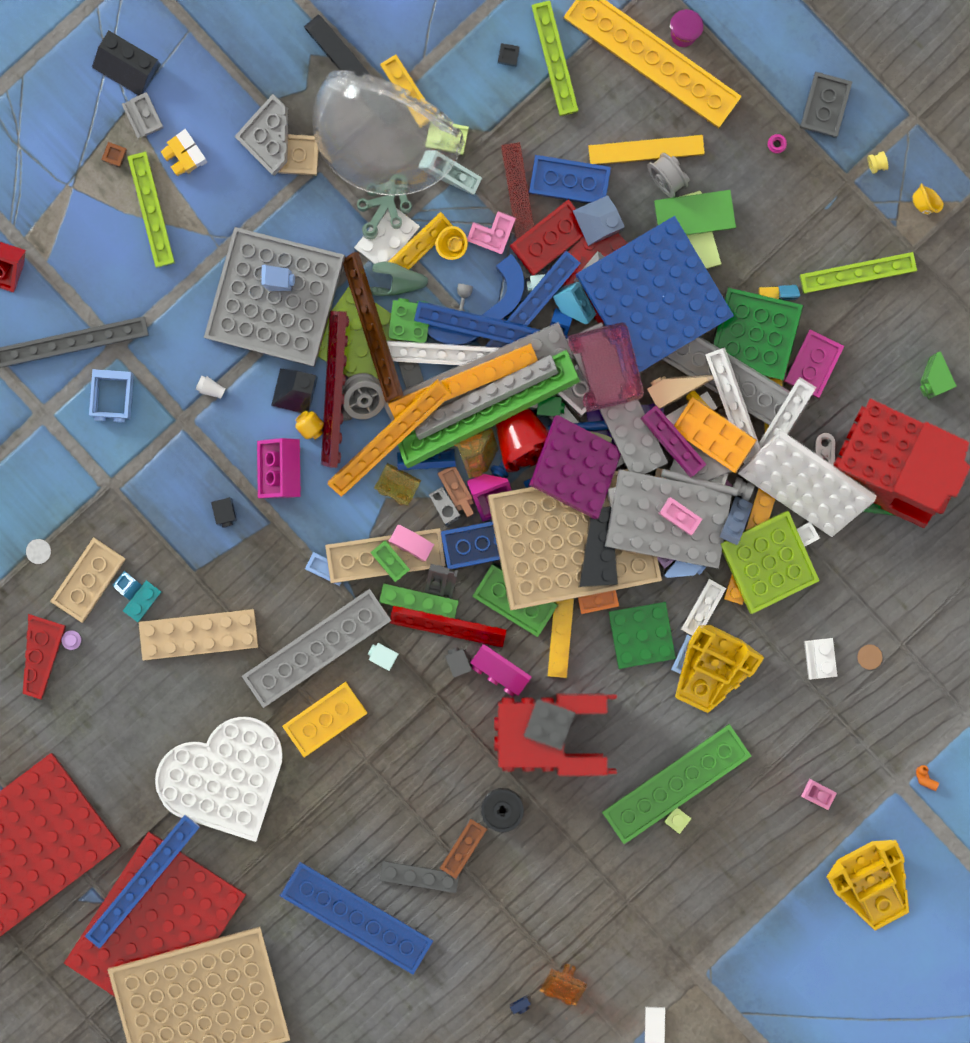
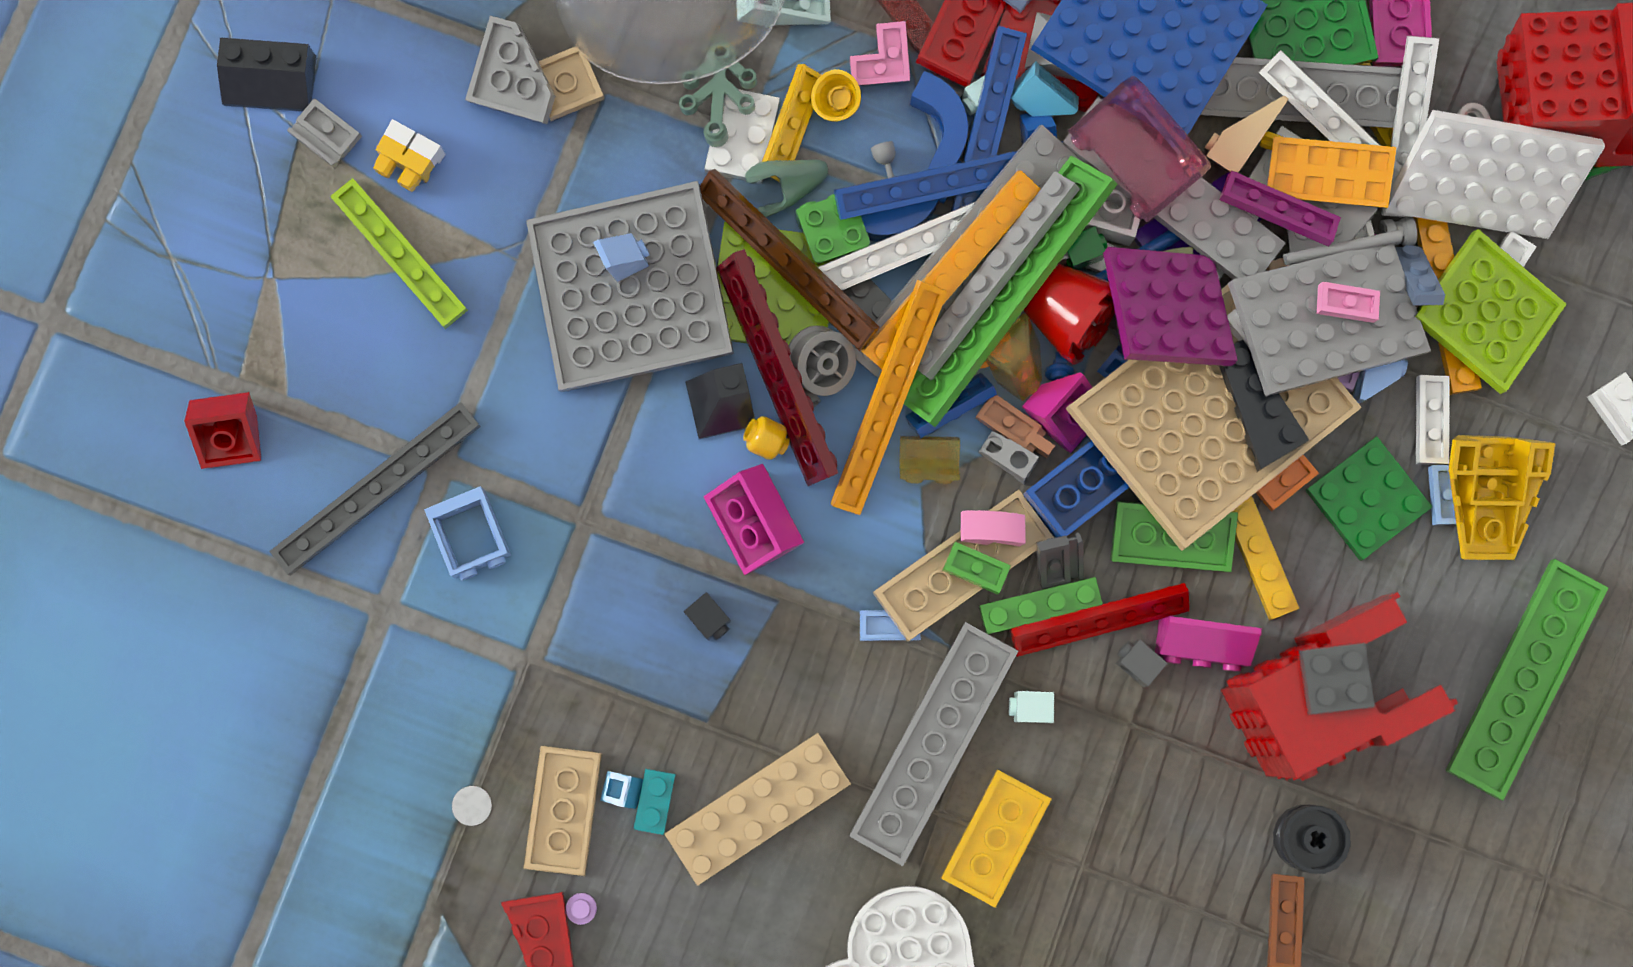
camera: 30 degrees left, 5 degrees down
(114, 154) = (310, 204): dark orange plate -> none
(209, 387) = (601, 455): white cone -> none
(677, 820) = (1555, 729): yellowish green plate -> none

